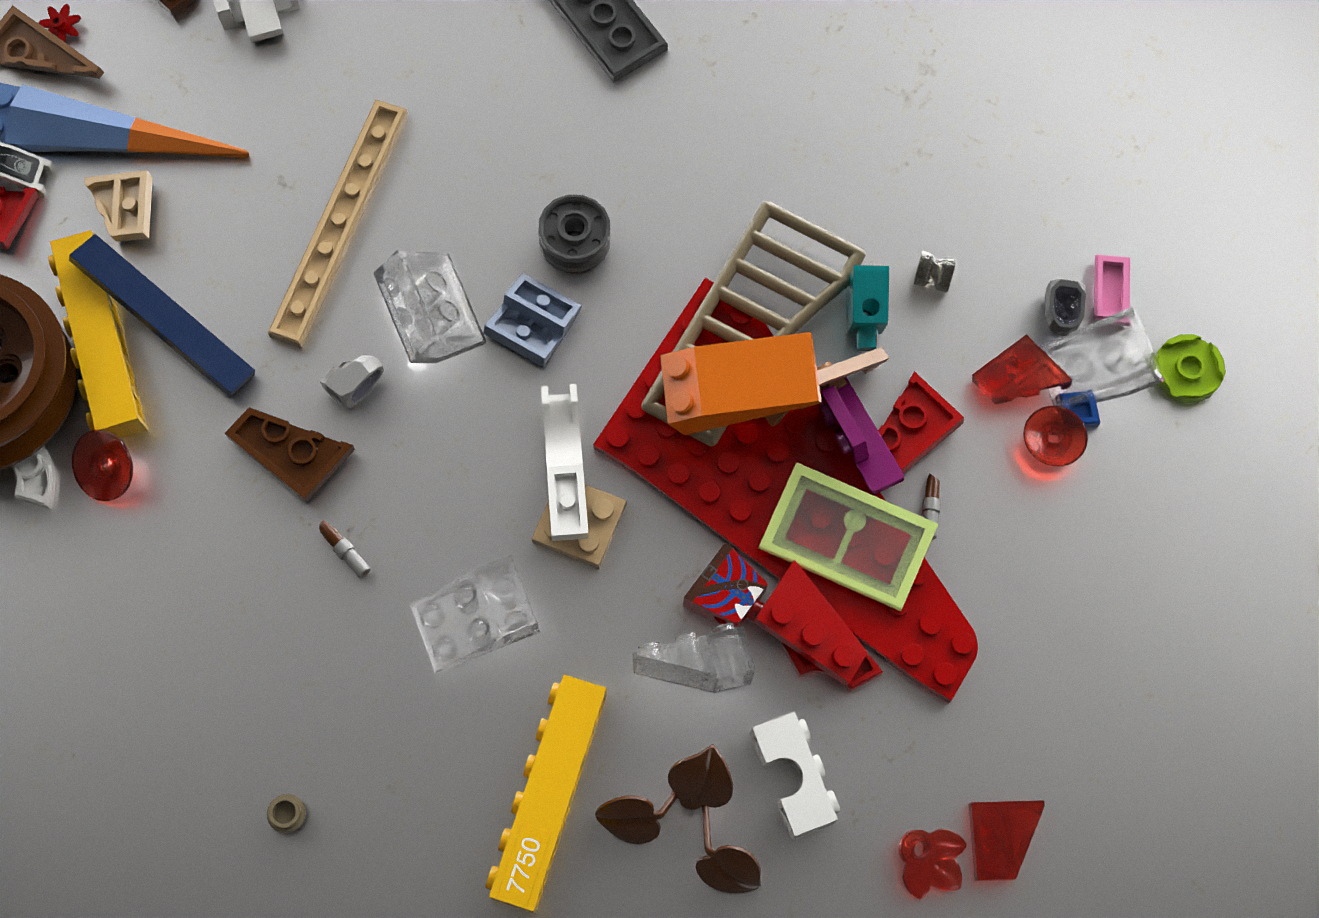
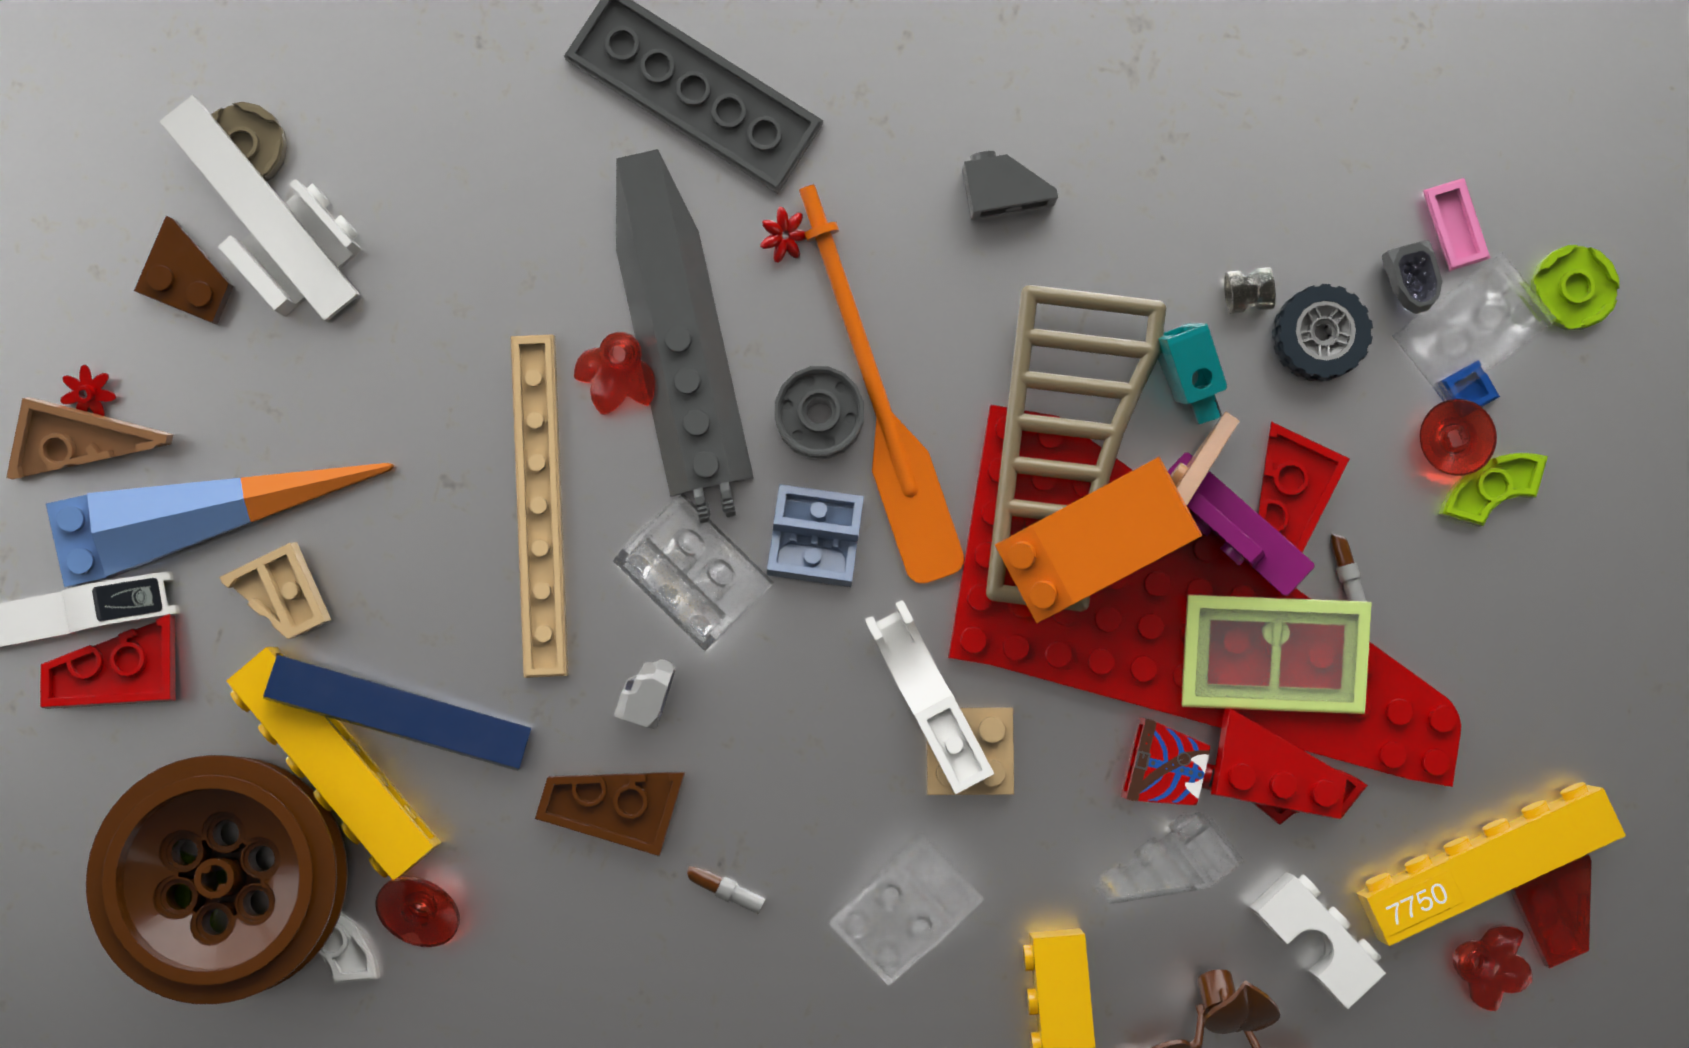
camera: 20 degrees left, 15 degrees up
(436, 156) = (616, 379): none -> clear red plate
(496, 147) = (678, 334): none -> dark grey hinge
(609, 106) = (783, 234): none -> red plant
(620, 293) = (899, 460): none -> orange piece
(780, 134) = (1003, 186): none -> dark grey slope
(959, 772) = (1490, 863): none -> yellow brick
(971, 306) = (1344, 323): none -> black wheel
(1020, 372) = (1391, 375): clear red wing -> none
(1071, 485) = (1500, 479): none -> lime tile

